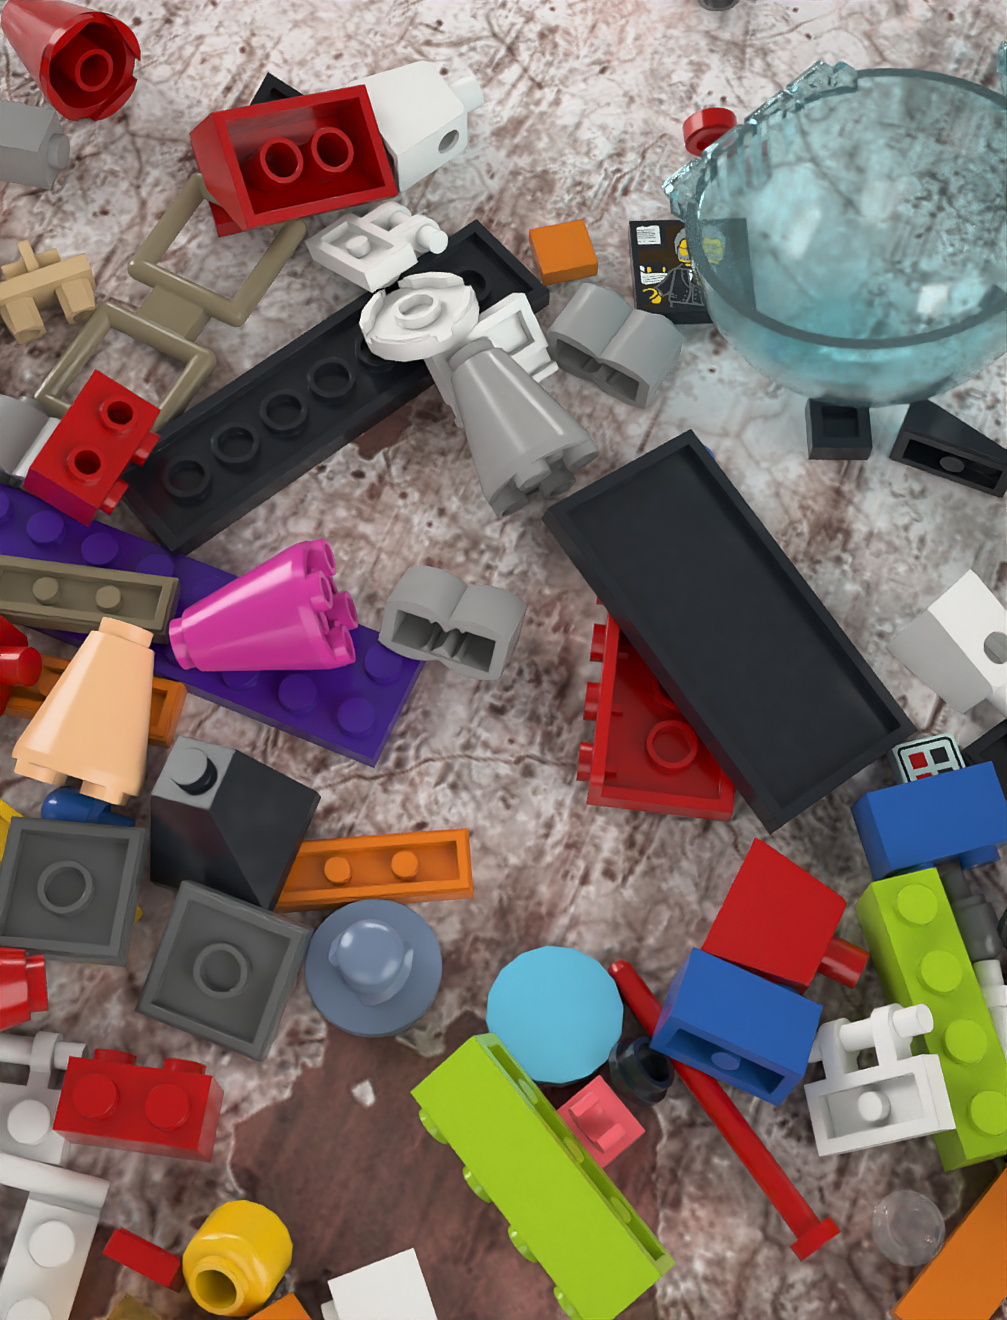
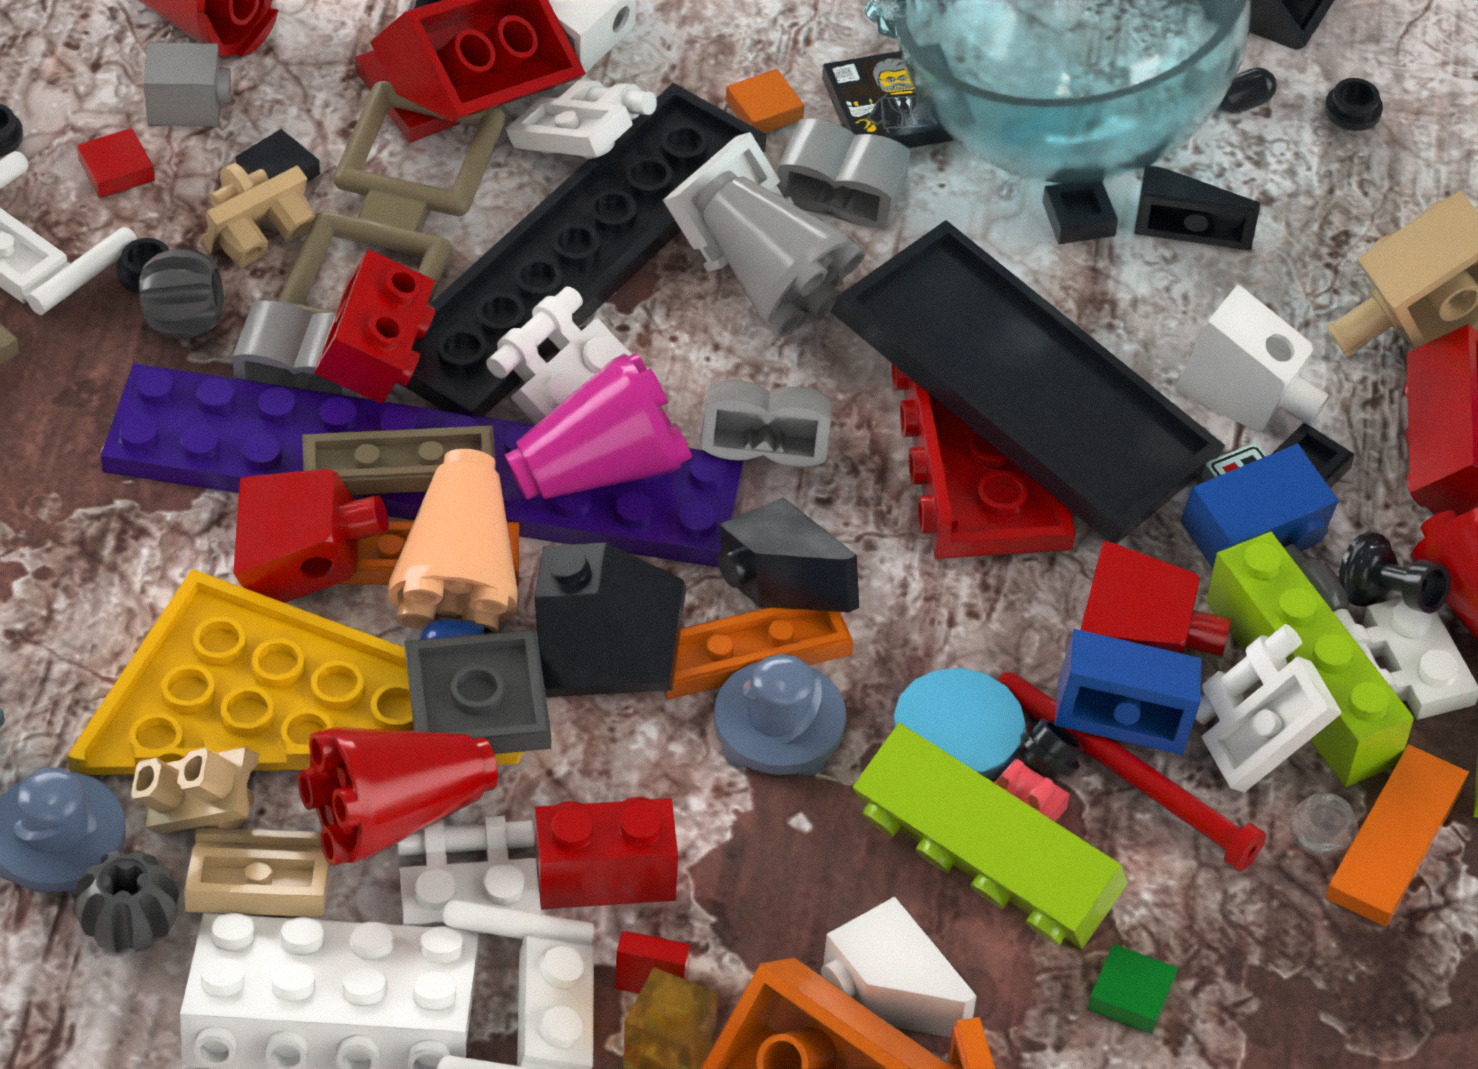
camera: 15 degrees left, 15 degrees down
(87, 234) = (278, 154): none -> black tile
(224, 970) = (643, 735): dark grey tile -> none
(237, 1258) = (713, 947): yellow head -> none
(301, 514) = (579, 356): none -> white plate
(420, 318) = (653, 168): white tile -> none
(425, 790) = (788, 560): none -> black slope

